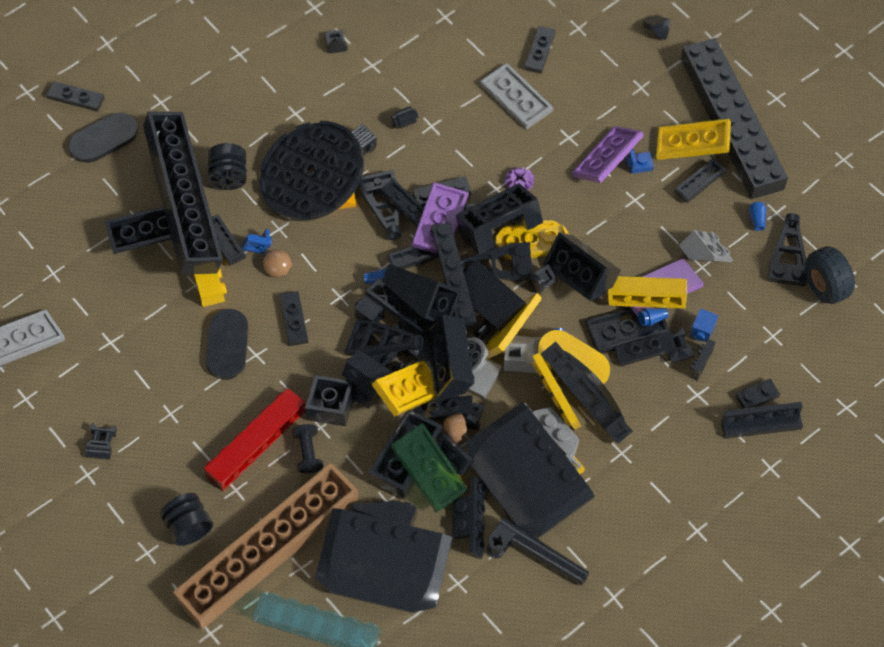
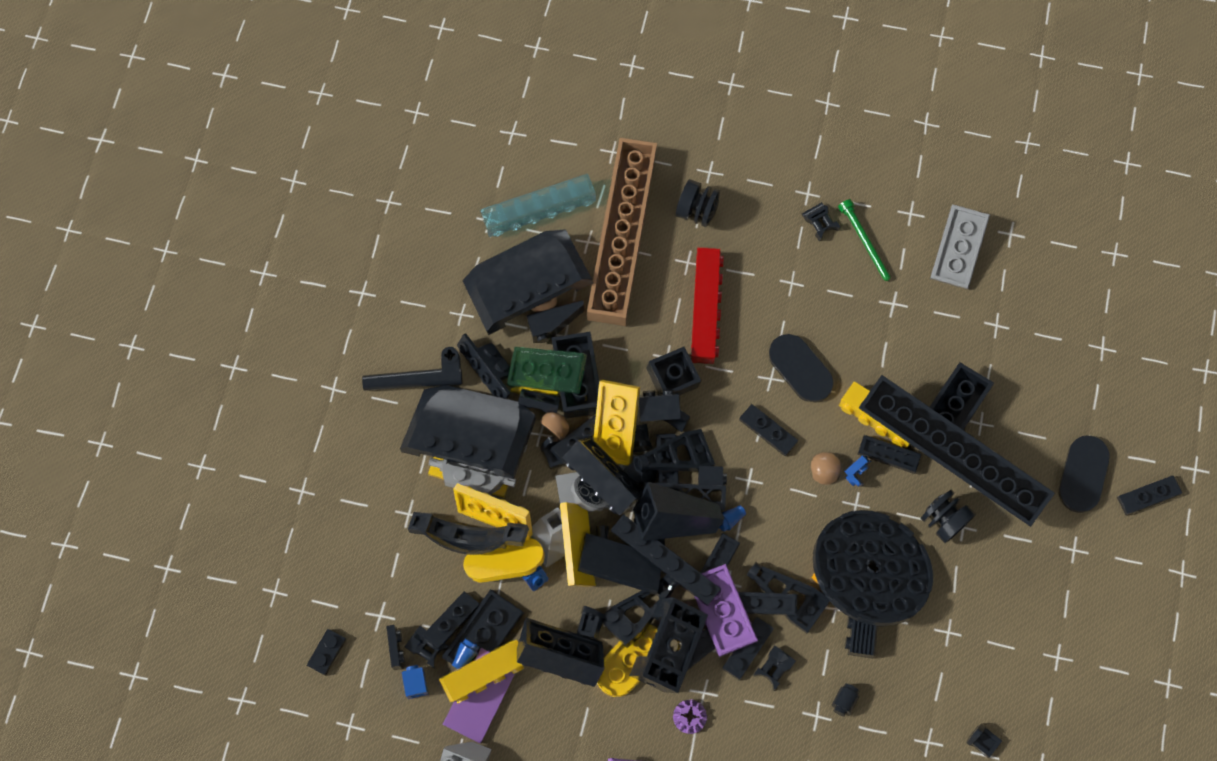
camera: 145 degrees right, 10 degrees up
(71, 435) = (847, 209): none -> green piece
(310, 463) = (658, 325): black hose -> none
(426, 168) = (781, 661): none -> black piece
(762, 420) = (306, 626): black fence -> none

